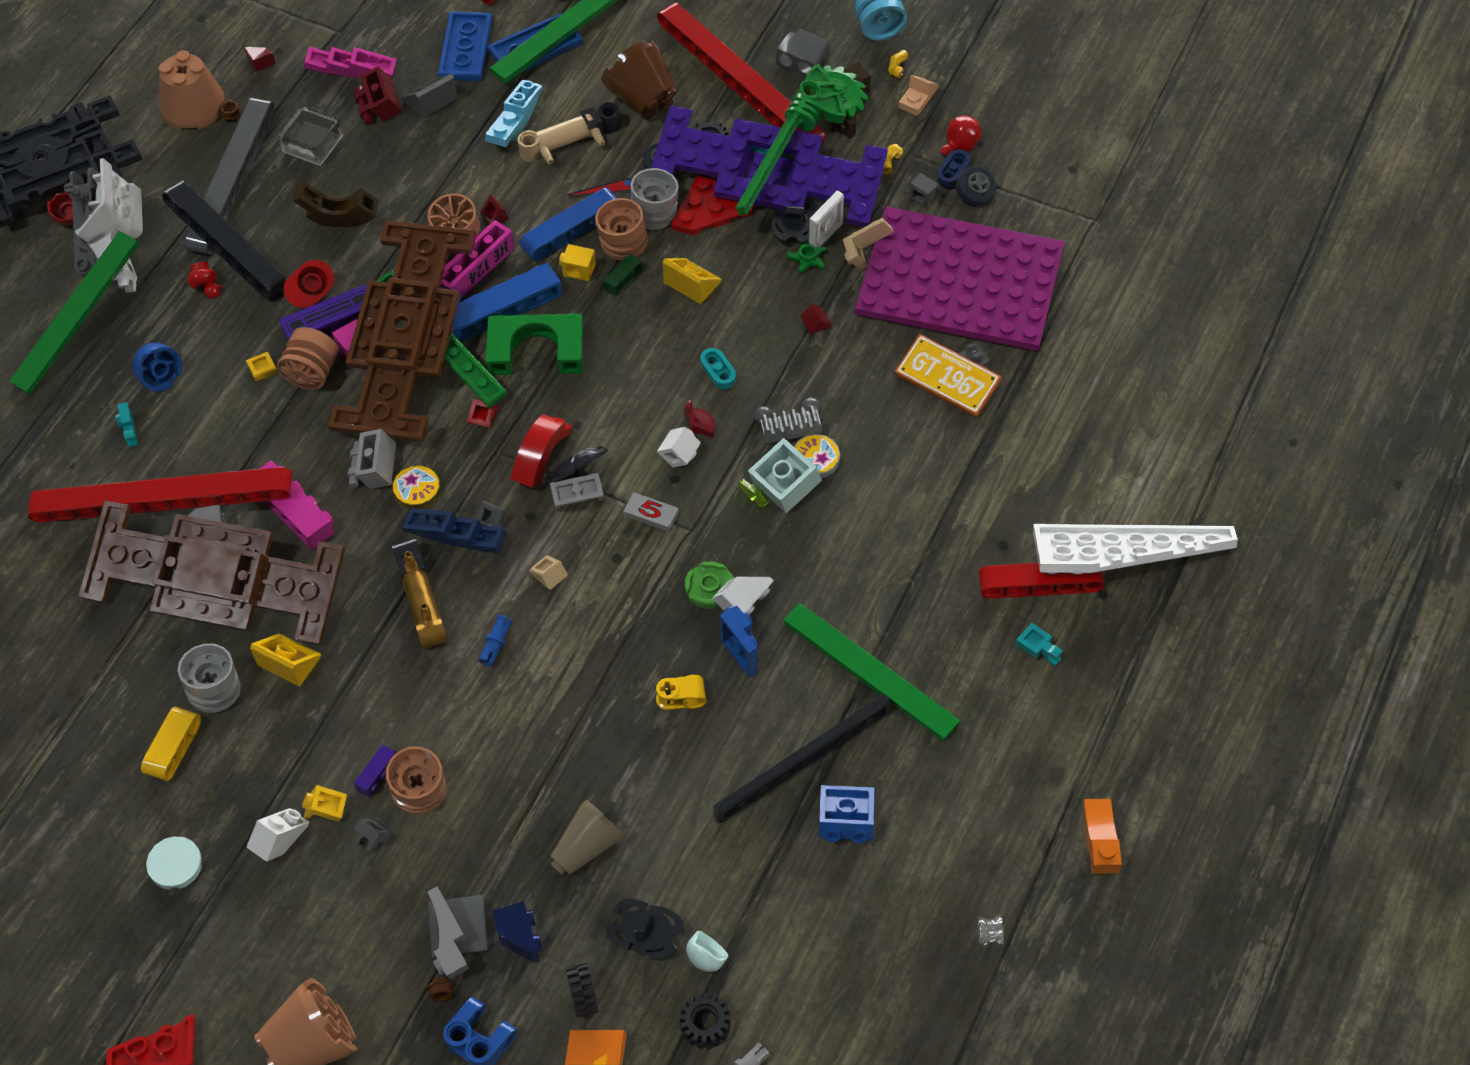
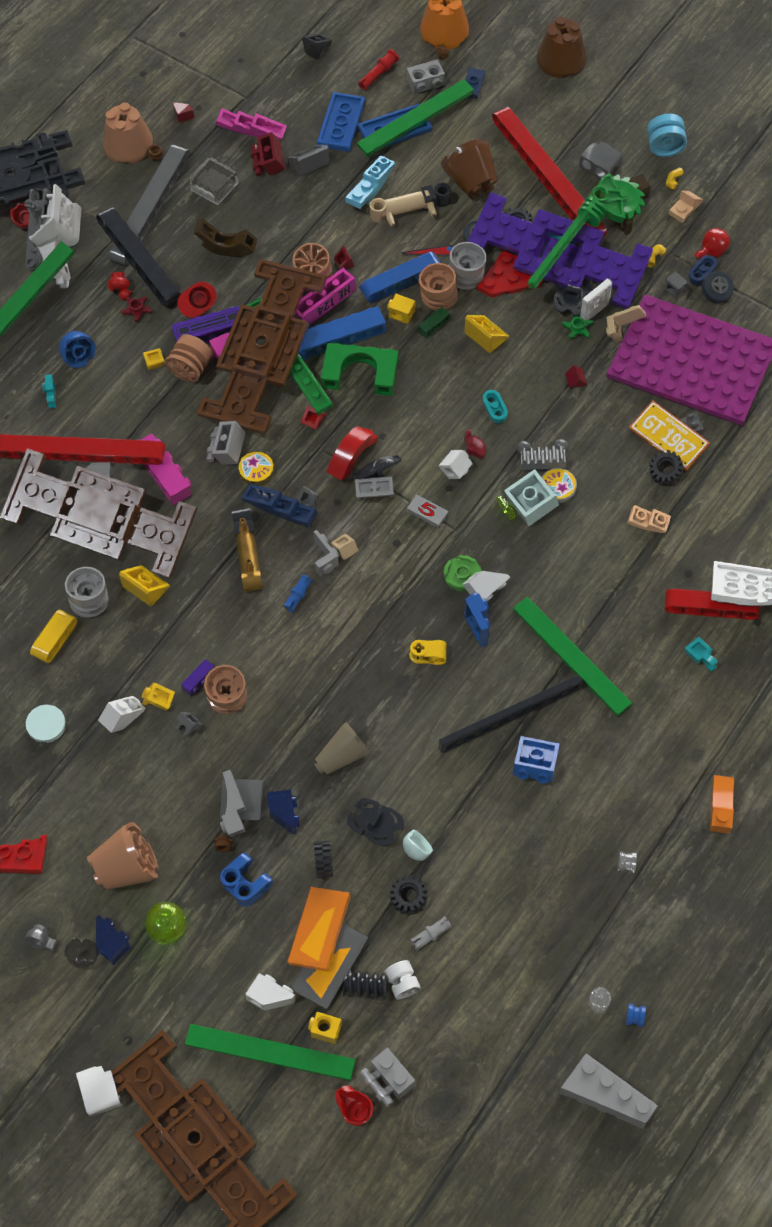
camera: 10 degrees right, 5 degrees up
(230, 305) = (136, 307): none -> dark red animal
(529, 595) = (328, 562): none -> light grey bracket
(944, 485) = (652, 521): none -> light nougat slope
(948, 402) = (672, 458): none -> black tyre

